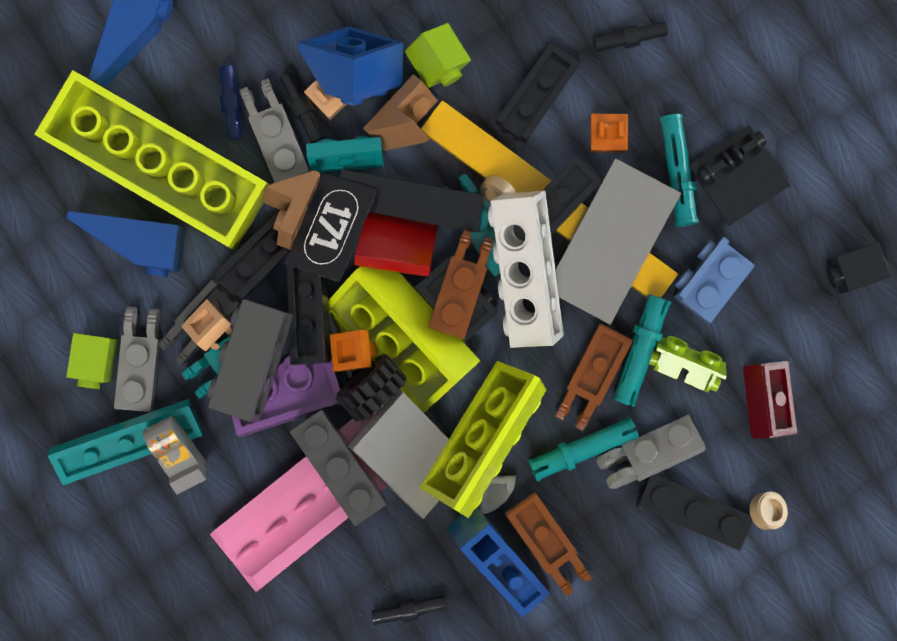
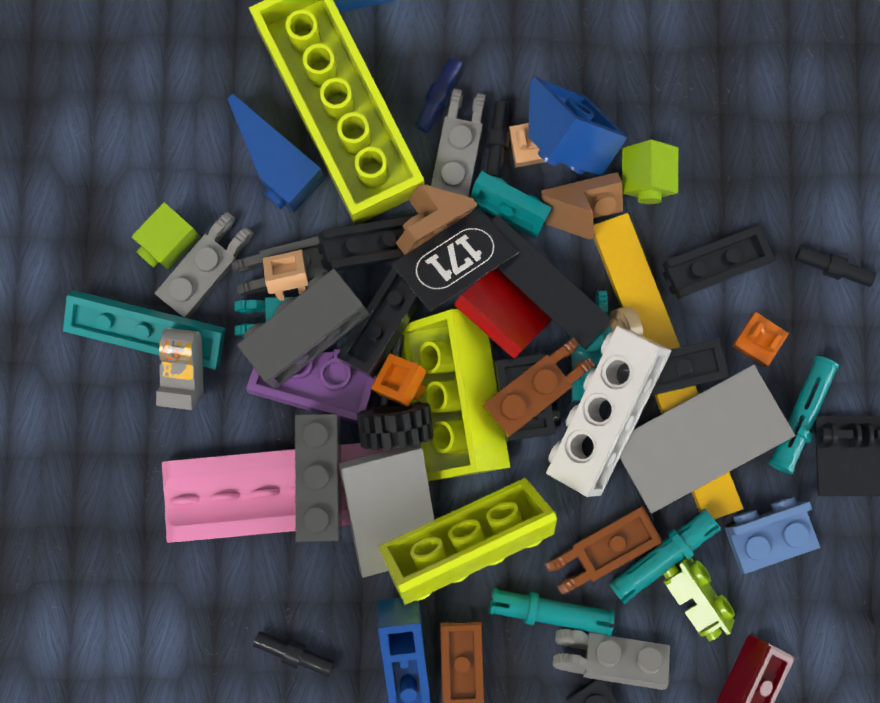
camera: 30 degrees right, 5 degrees down
(497, 493) = (445, 599): light grey tile -> none

